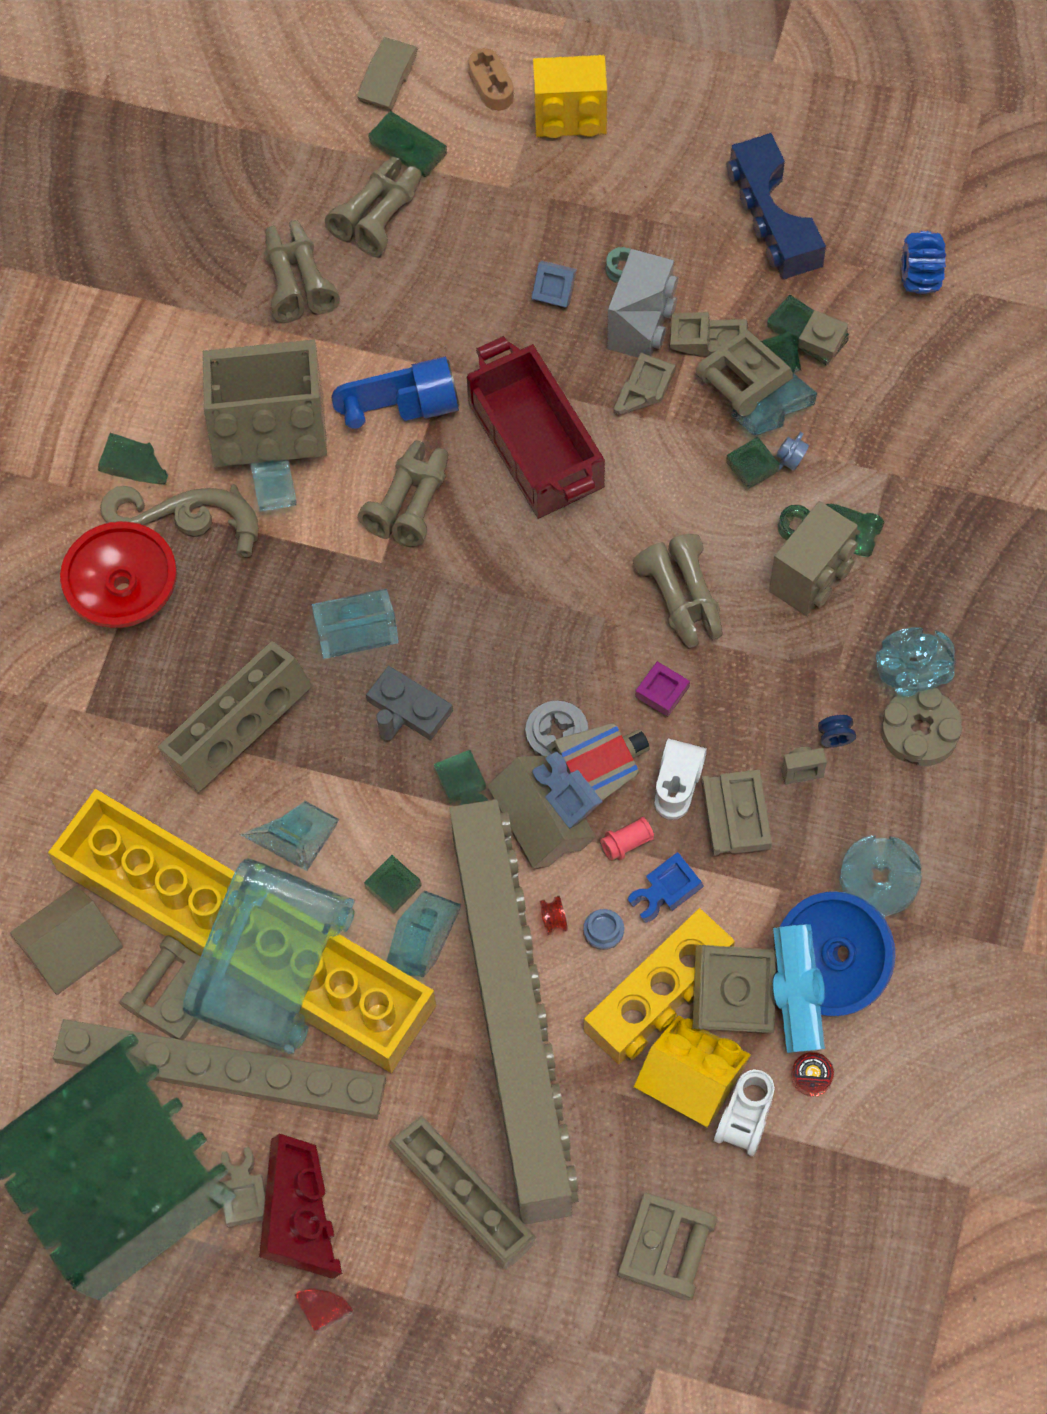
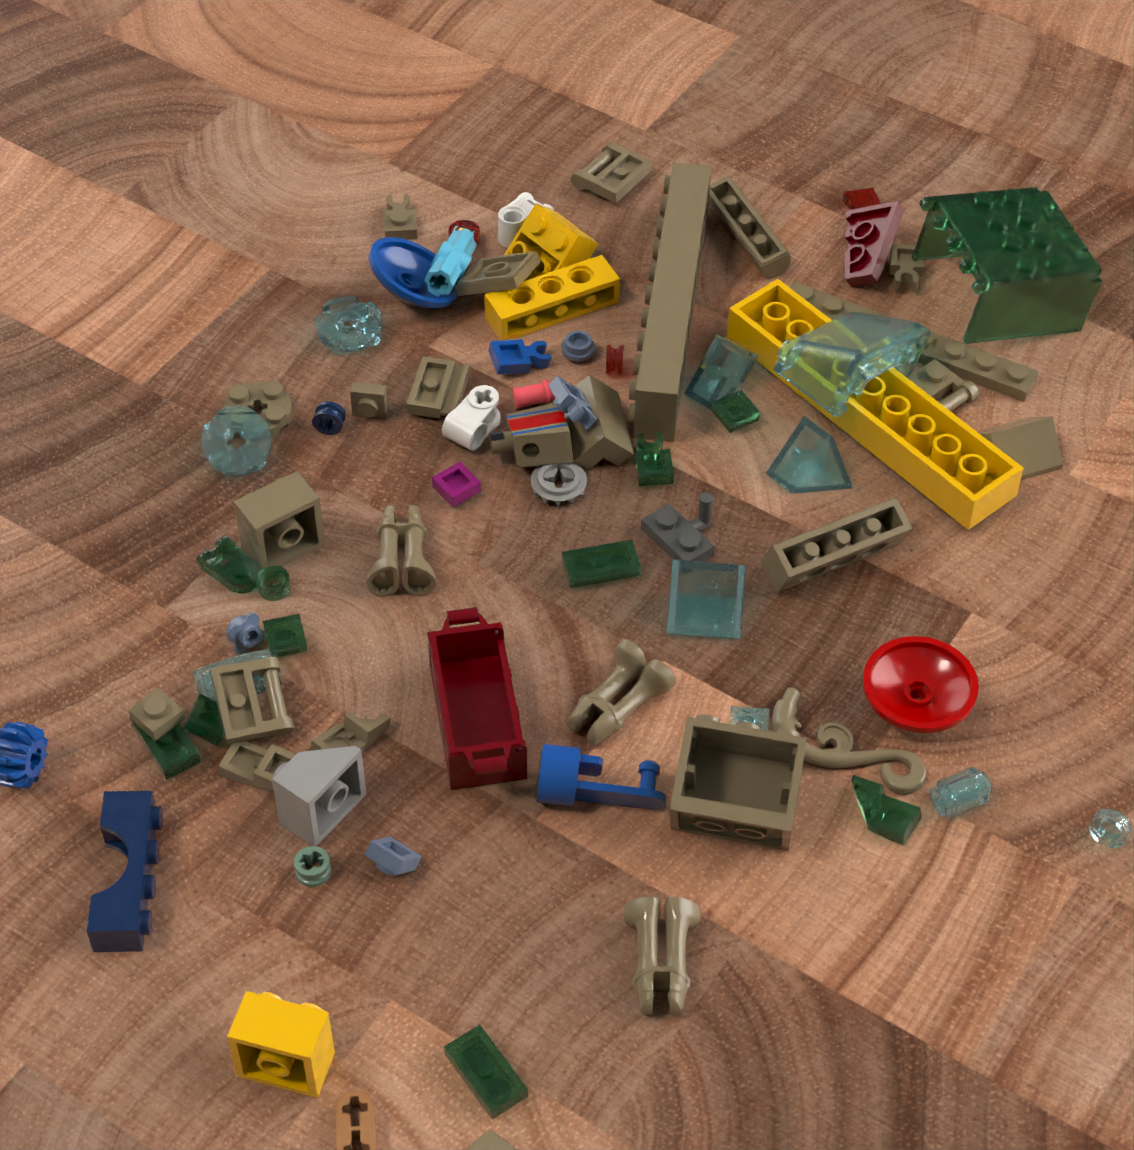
camera: 165 degrees left, 15 degrees down
(63, 489) = (961, 792): none -> clear light blue brick
(370, 232) = (531, 1029): dark tan piece -> none
(475, 637) = (601, 563): none -> clear green plate
(902, 1072) = (400, 219): none -> dark tan plate

